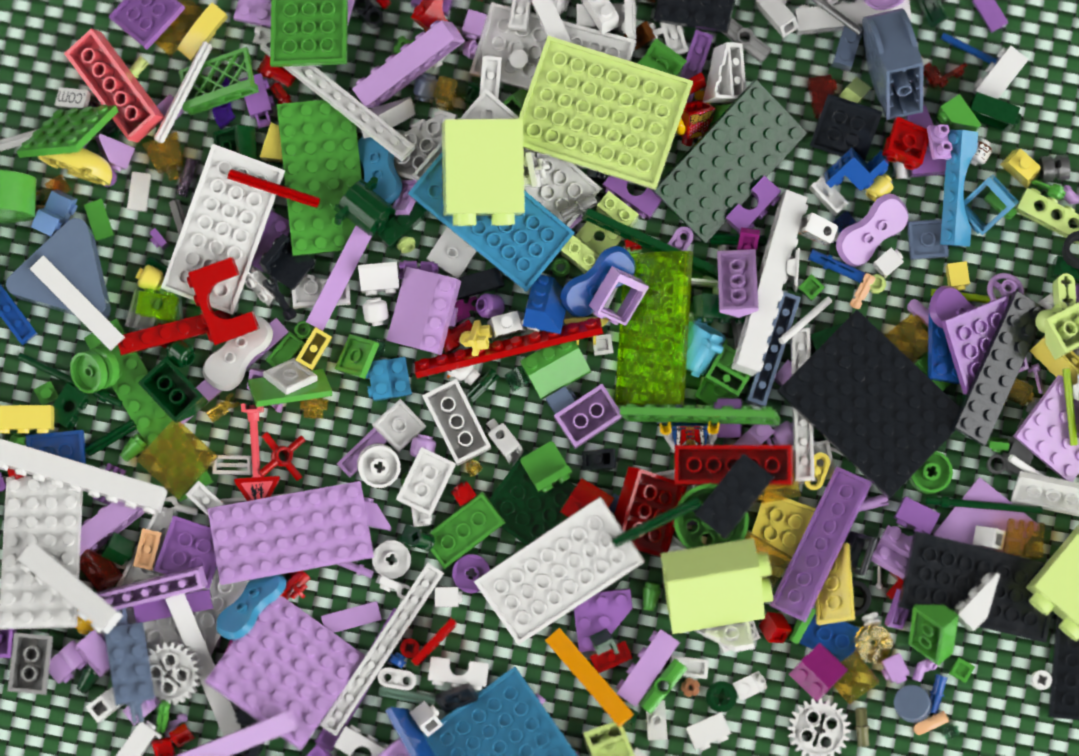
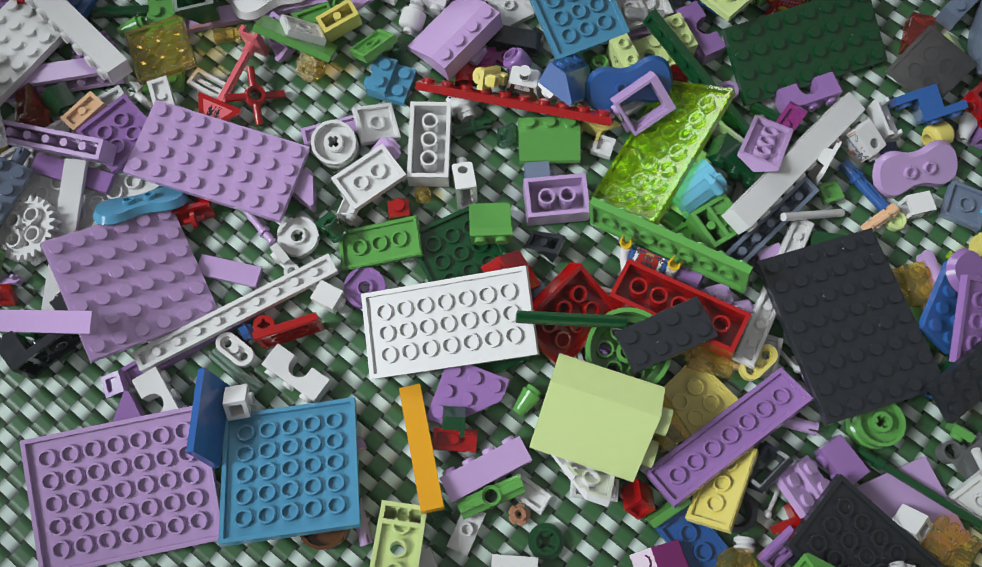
camera: 25 degrees right, 10 degrees down
(456, 697) = (279, 396): black plate -> none
(750, 685) = (582, 546): white bracket -> none

